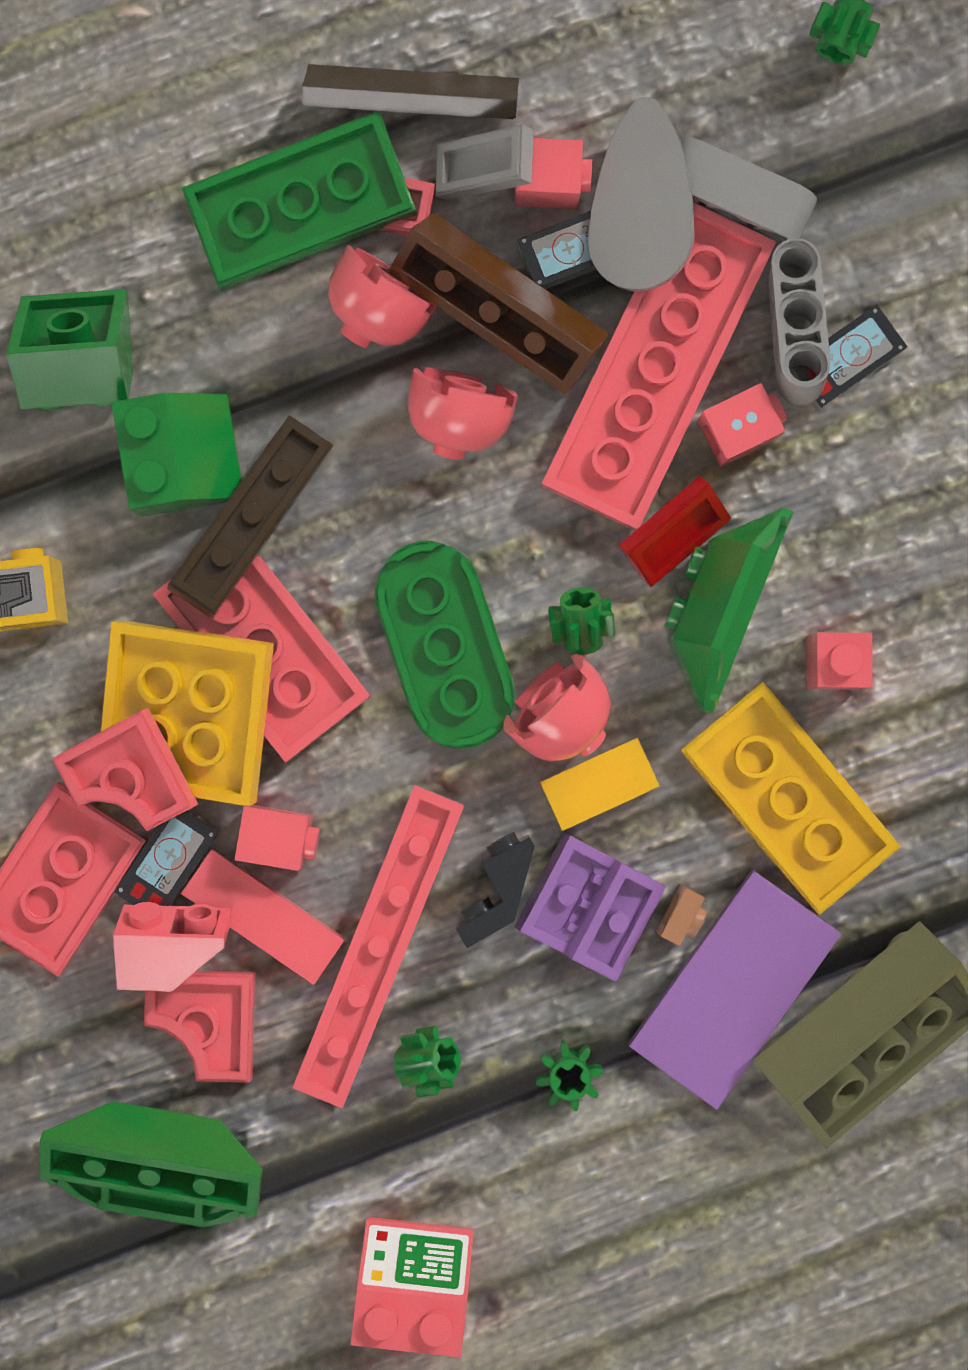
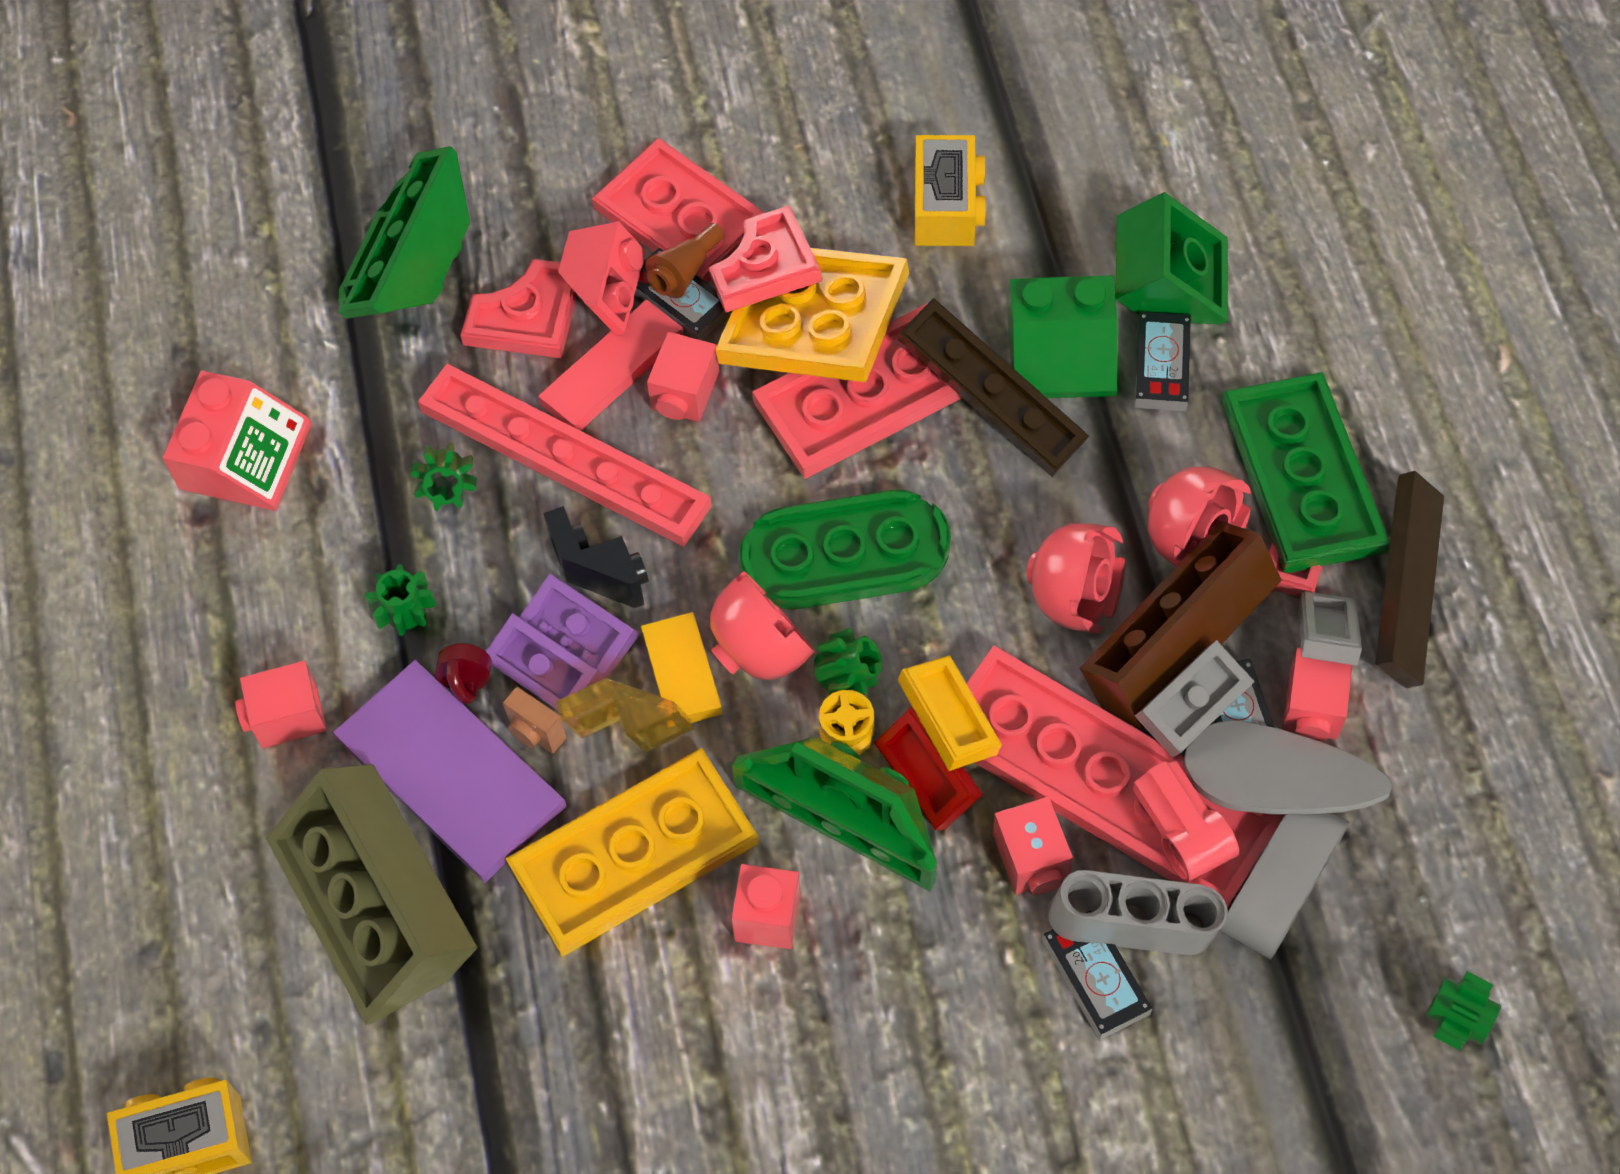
camera: 100 degrees right, 25 degrees down
(146, 865) = (675, 267): none -> dark orange cone
(185, 350) = (1162, 361): none -> tile
(580, 284) = (1194, 698): none -> light grey plate
(628, 514) = (949, 712): none -> yellow tile
(634, 997) = (463, 670): none -> dark red tile
(647, 611) = (847, 710): none -> yellow wheel
(666, 812) = (645, 716): none -> clear yellow slope
(699, 1166) = (281, 705): none -> coral brick
(723, 275) = (1191, 834): none -> coral piece

